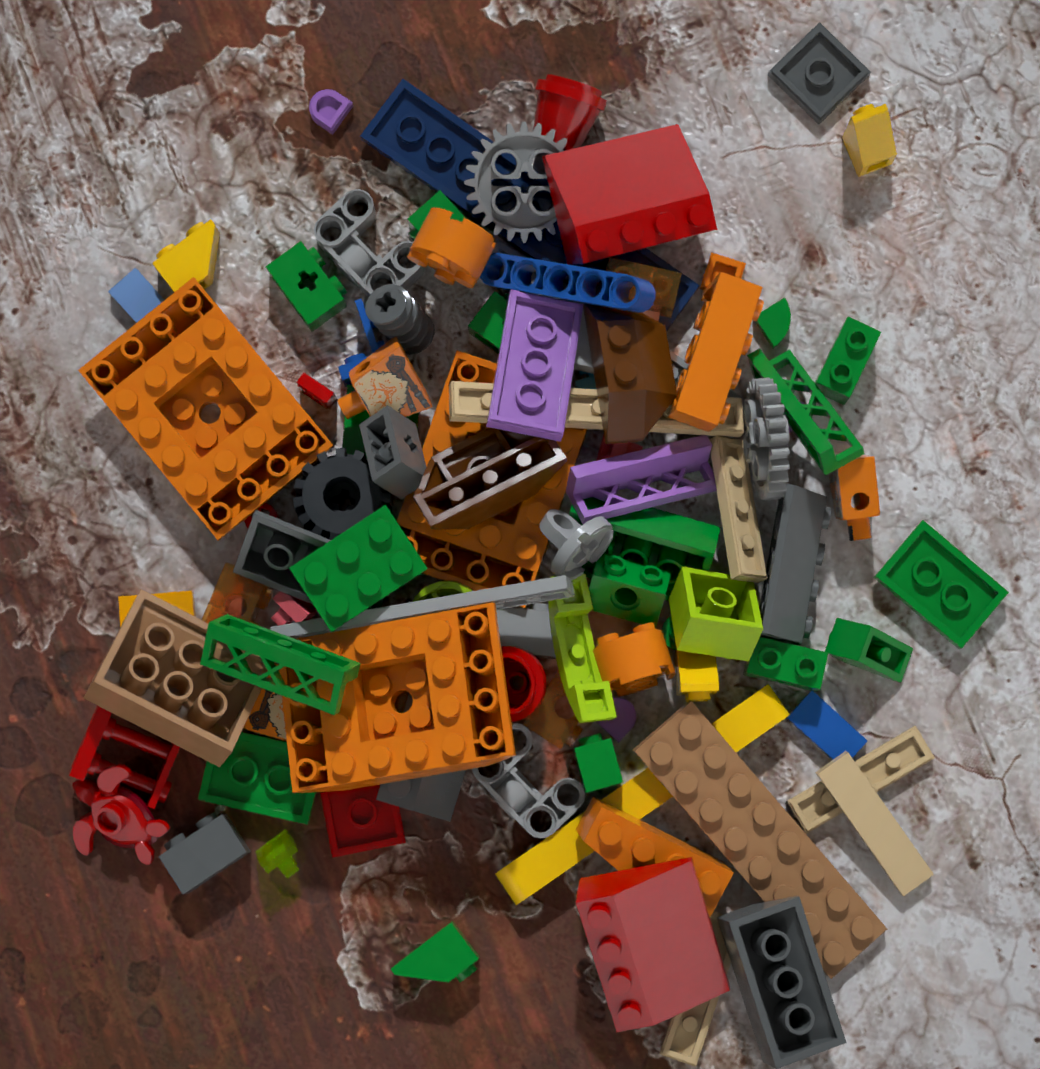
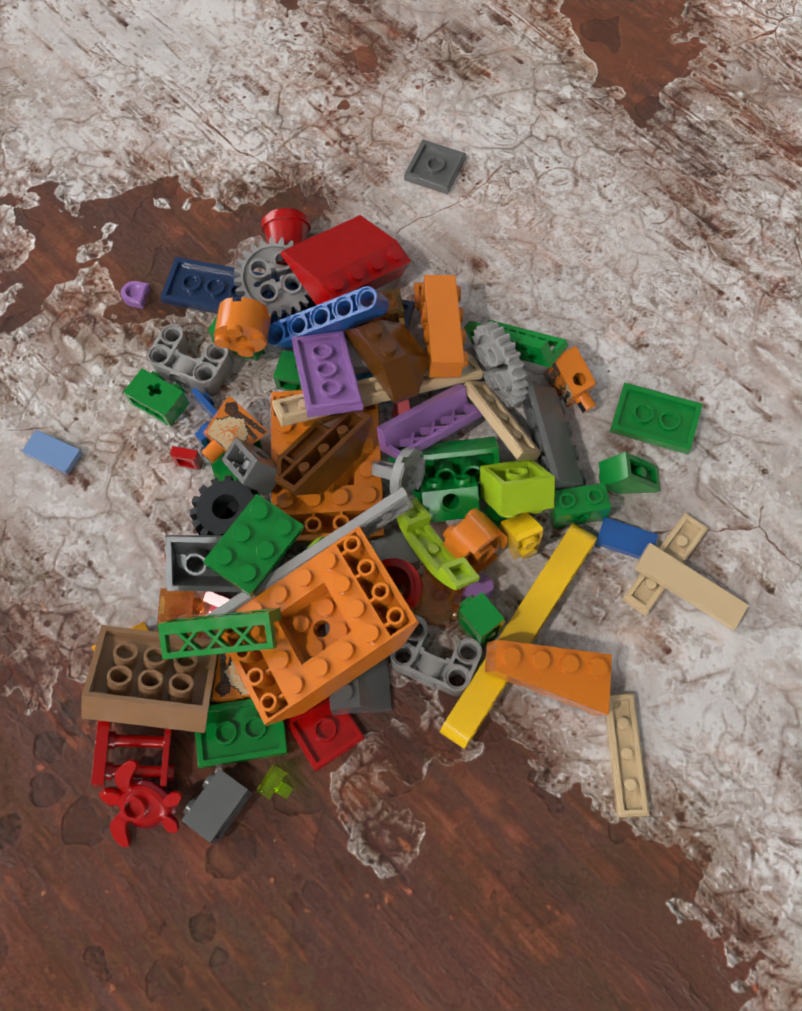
camera: 20 degrees left, 15 degrees down
(175, 366) = (85, 475): orange slope -> none
(191, 257) = (72, 412): yellow slope -> none
(401, 317) = (222, 383): dark grey piece -> none
(440, 957) = (424, 811): green slope -> none
(651, 942) = (577, 728): red slope -> none
(757, 833) = (619, 628): medium nougat plate -> none
(775, 322) = (472, 307): green tile -> none
(781, 981) = (683, 721): dark grey slope -> none
(846, 360) = (529, 304): green brick -> none
(870, 139) = (483, 182): yellow slope -> none

